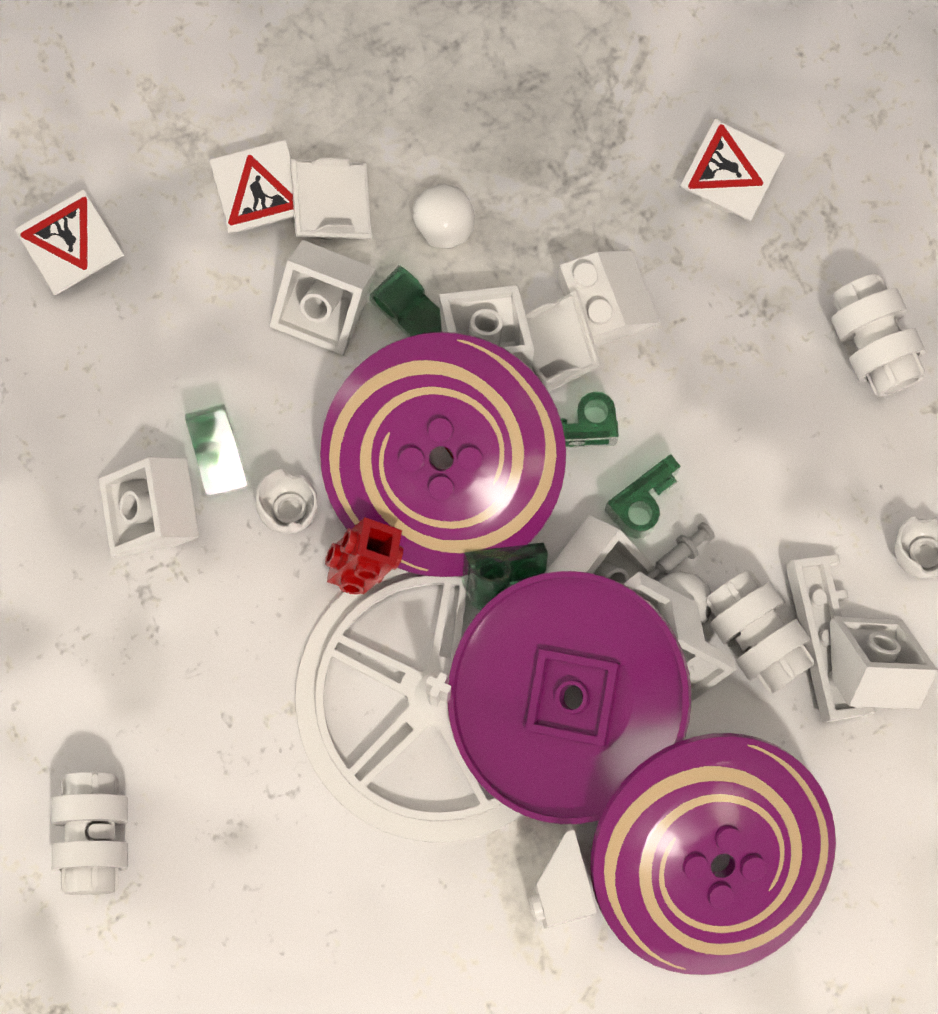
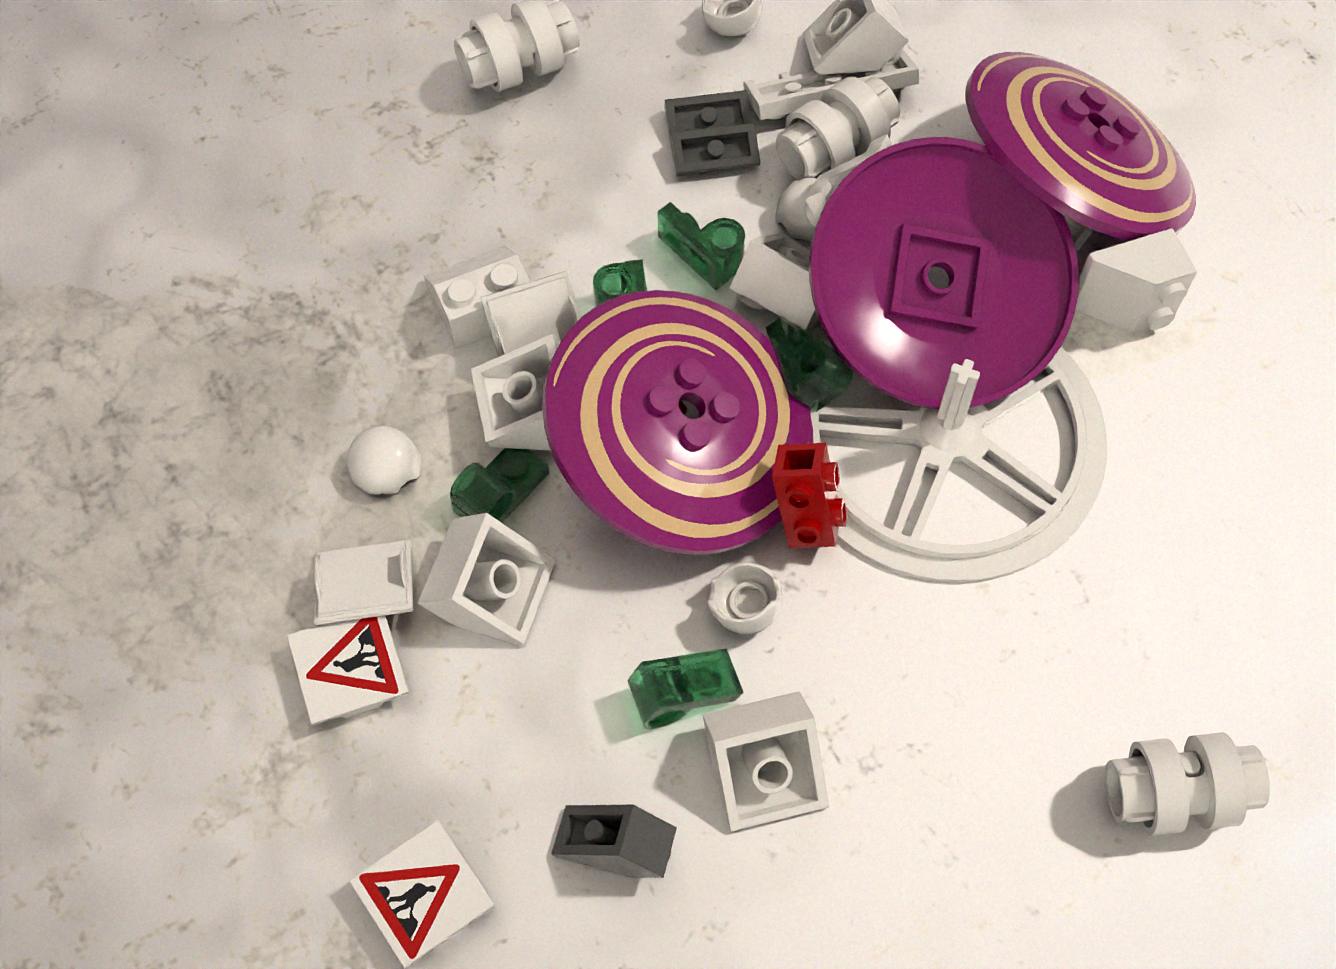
camera: 90 degrees left, 15 degrees down
(94, 386) = (615, 839): none -> dark grey slope
(685, 548) = (752, 208): light grey piece -> none
(732, 170) = (335, 182): white piece -> none
(777, 518) = (711, 132): none -> dark grey slope

